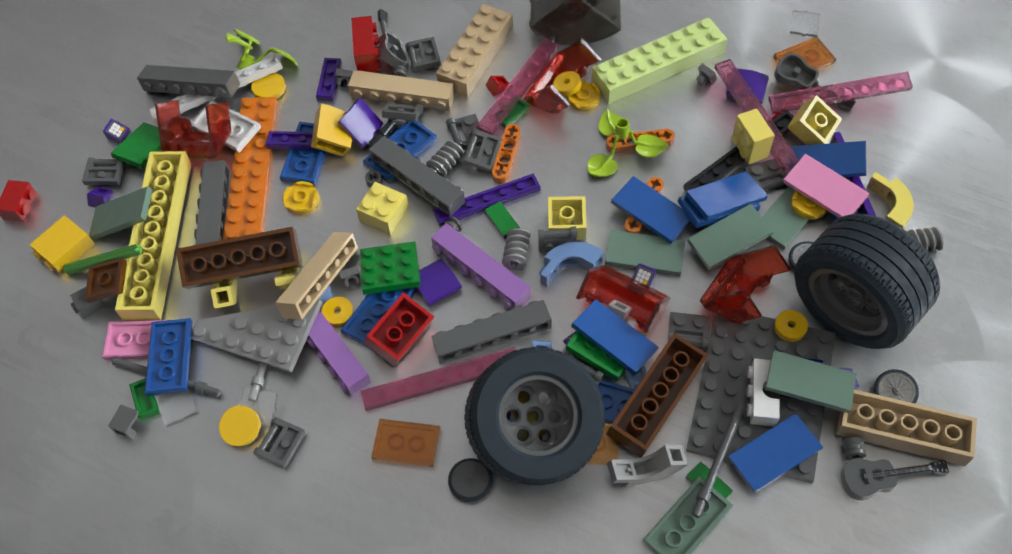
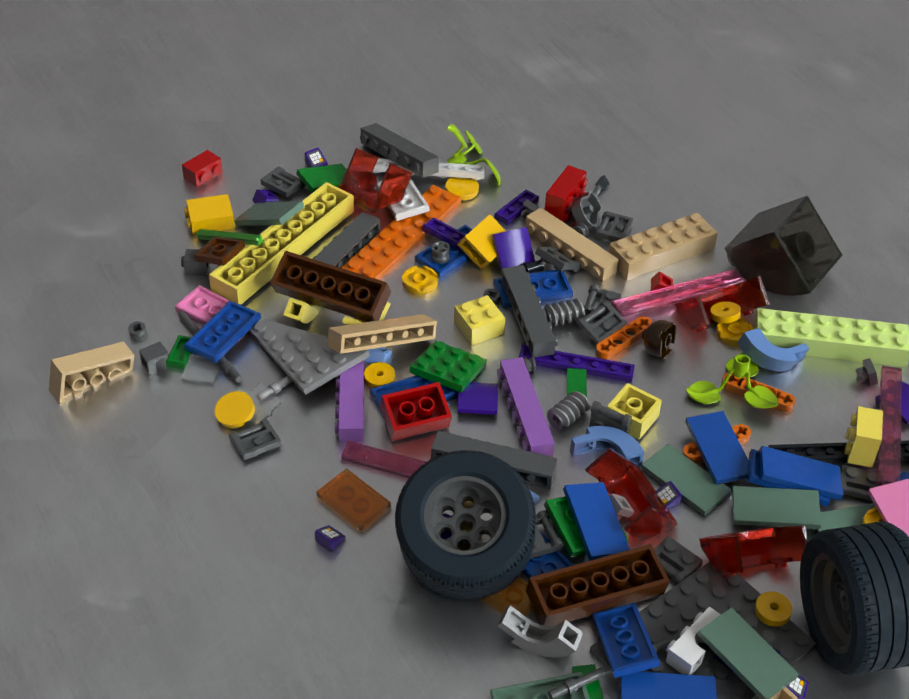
camera: 30 degrees right, 15 degrees down
(73, 473) = (88, 368): none -> tan wedge
(81, 399) = (135, 326): none -> dark grey bush
(297, 159) = (440, 252): none -> dark grey wheel
(349, 273) = (410, 351): flat silver tile -> none
(414, 491) = (328, 537): none -> dark purple slope
(470, 480) = (381, 556): dark grey wheel -> none
(518, 111) = (659, 313): green tile -> none
(536, 138) = (659, 337): none -> dark brown cylinder
(626, 104) = (769, 356): none -> medium blue arch
(713, 428) = (625, 640): none -> blue tile

